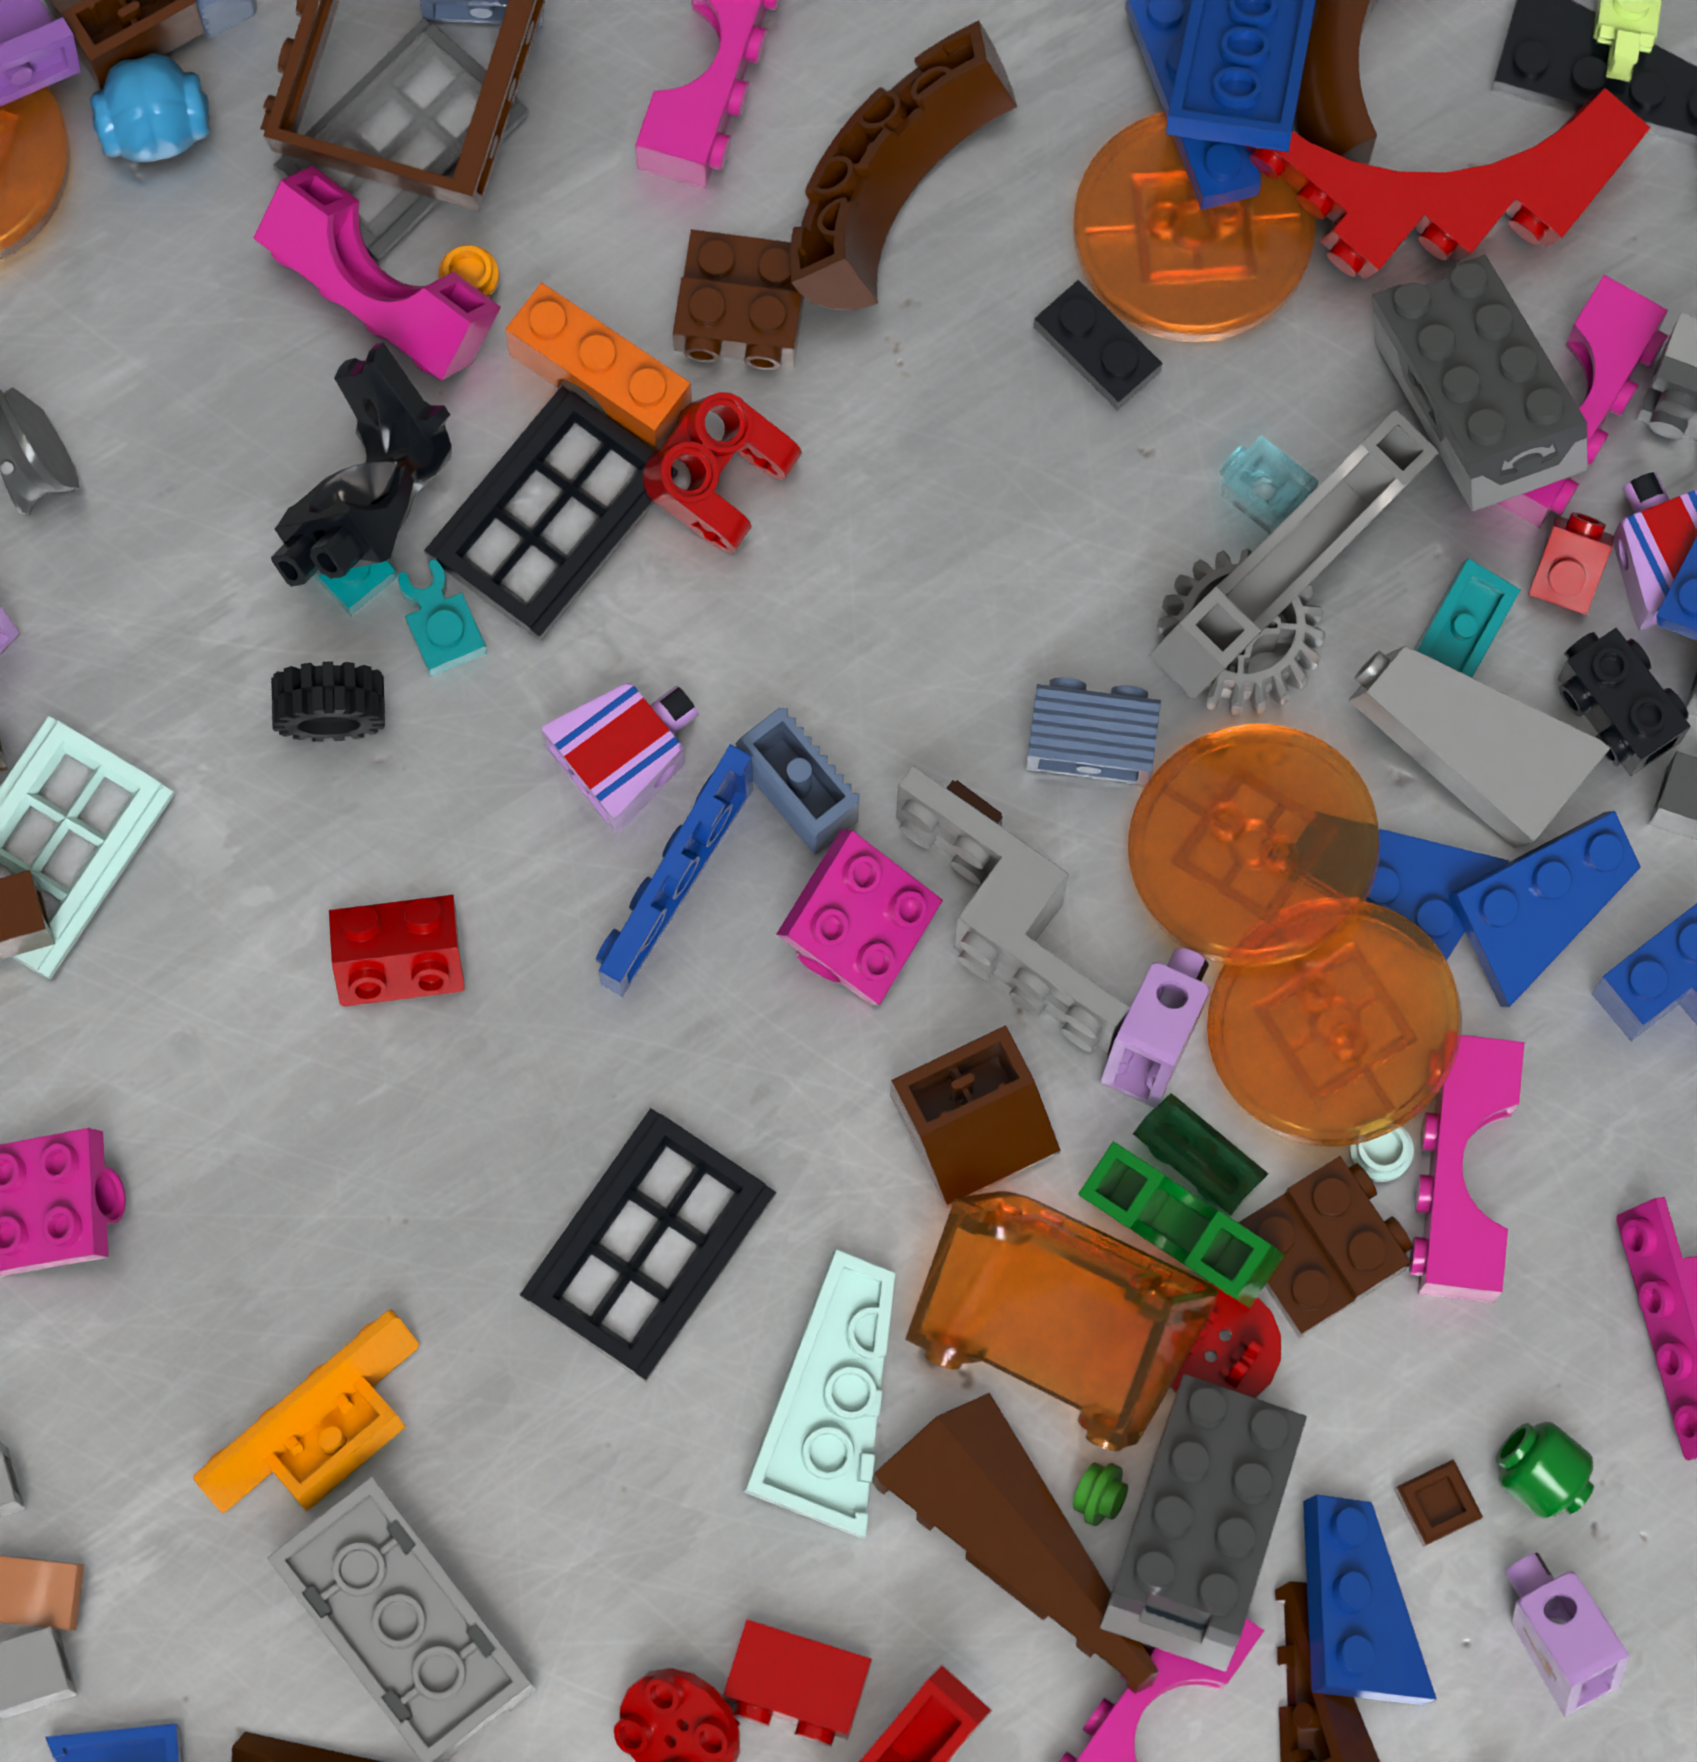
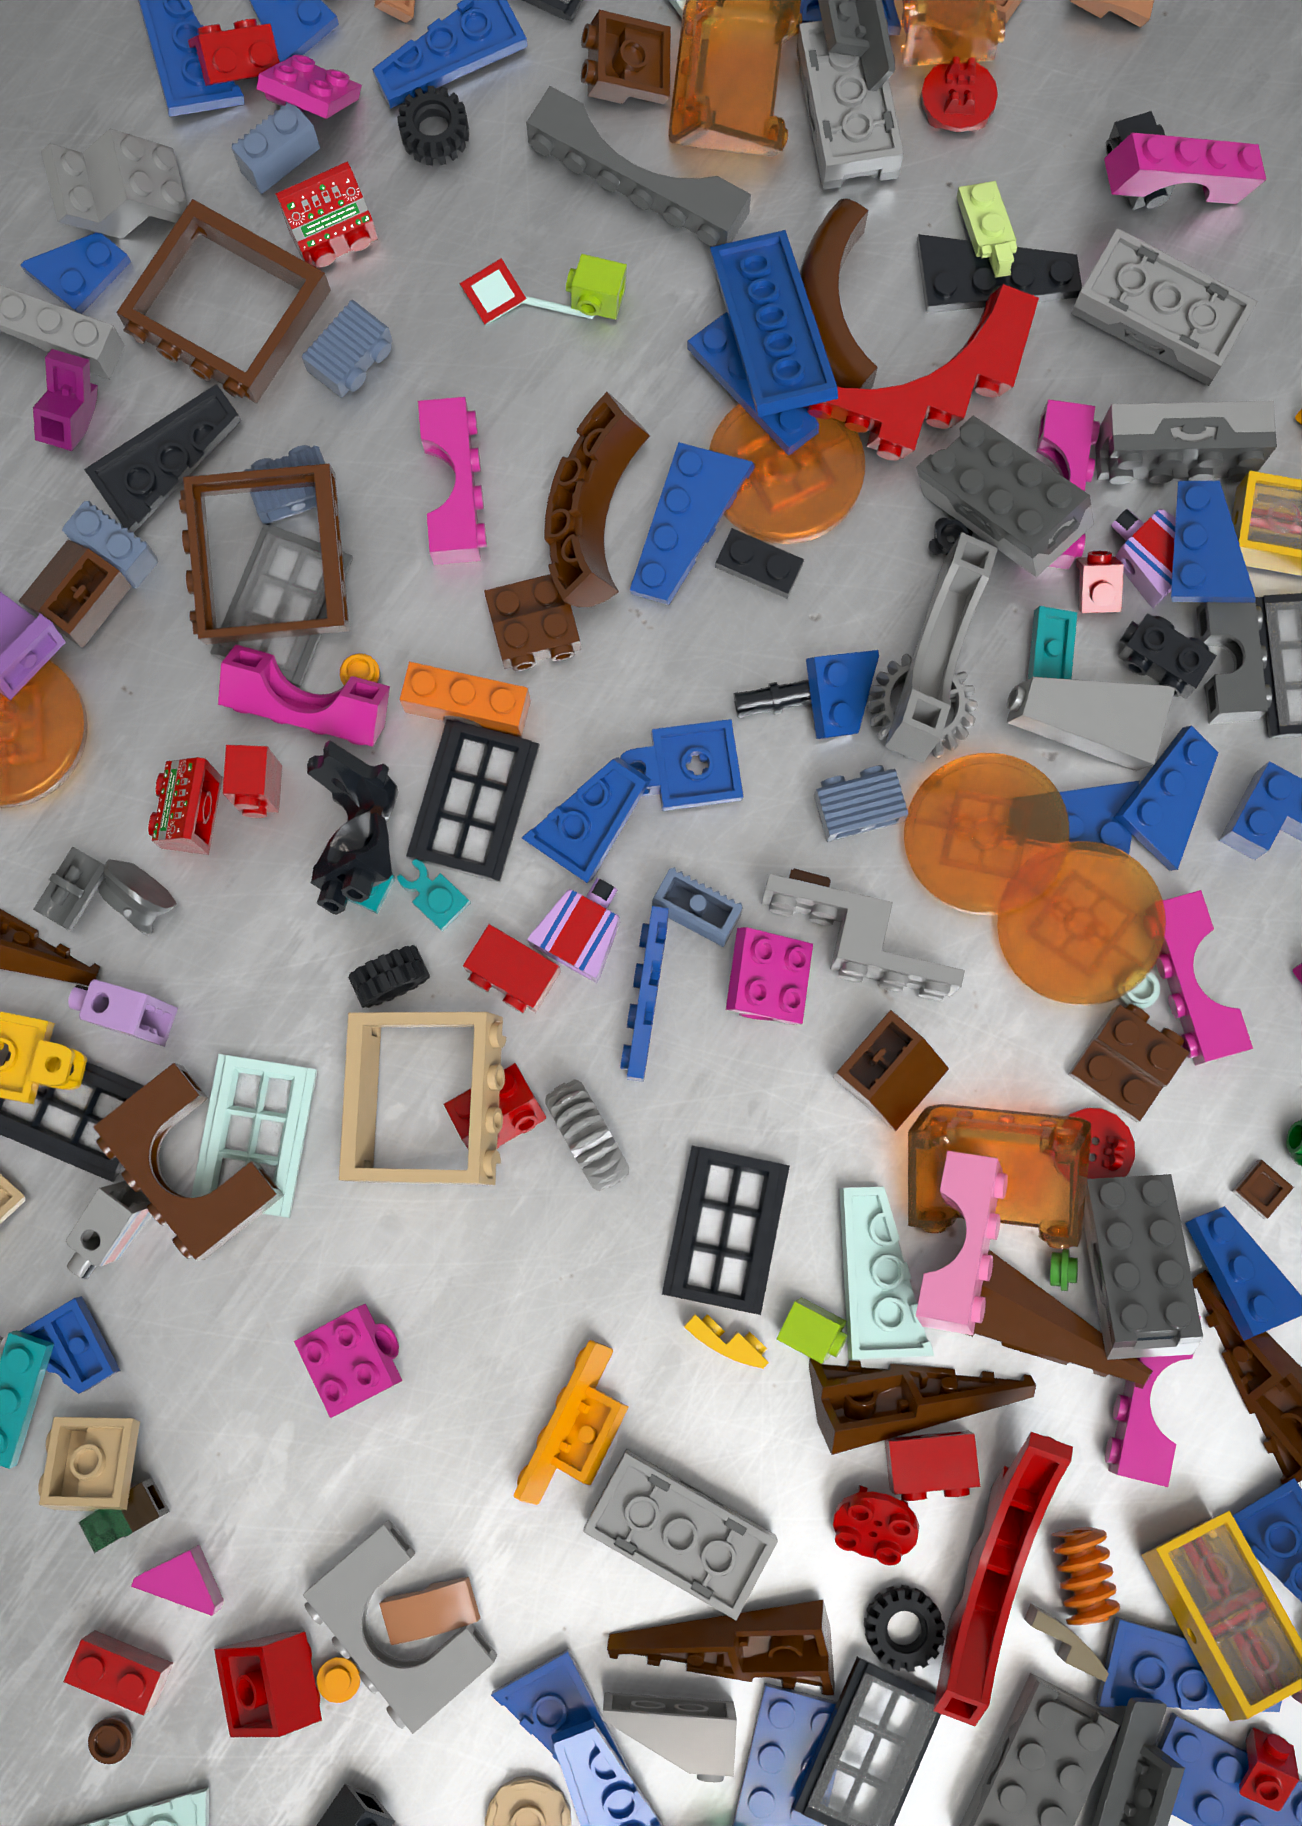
camera: 20 degrees left, 5 degrees up
(149, 109) = (118, 649): dark azure hair -> none
(150, 359) = (186, 806): none -> red slope
(223, 846) = (362, 1091): none -> tan window
(255, 358) = (252, 780): none -> red brick
(502, 763) = (511, 969): none -> red brick
(507, 1027) = (587, 1135): none -> light grey gear
(594, 1412) = (738, 1348): none -> yellow slope
(698, 603) = (590, 820): none -> blue wing
(699, 505) = (571, 705): red piece -> none
(707, 1427) = (813, 1331): none -> lime brick
(744, 1567) = (874, 1404): none -> reddish brown wedge
(838, 576) = (667, 762): none -> blue plate
(920, 1445) = (952, 1294): none -> bright pink arch
(1029, 228) = (689, 508): none -> blue wing
(1037, 539) = (772, 698): none -> black pin
(1133, 565) = (840, 691): none -> blue wing
(1158, 1027) = (984, 966): lavender torso -> none
(1181, 1224) = (1045, 1086): green arch -> none
(1200, 1154) = (1034, 1036): clear green plate -> none
(1265, 465) = (911, 601): clear light blue brick -> none
(1382, 400) = (944, 529): none -> black plate

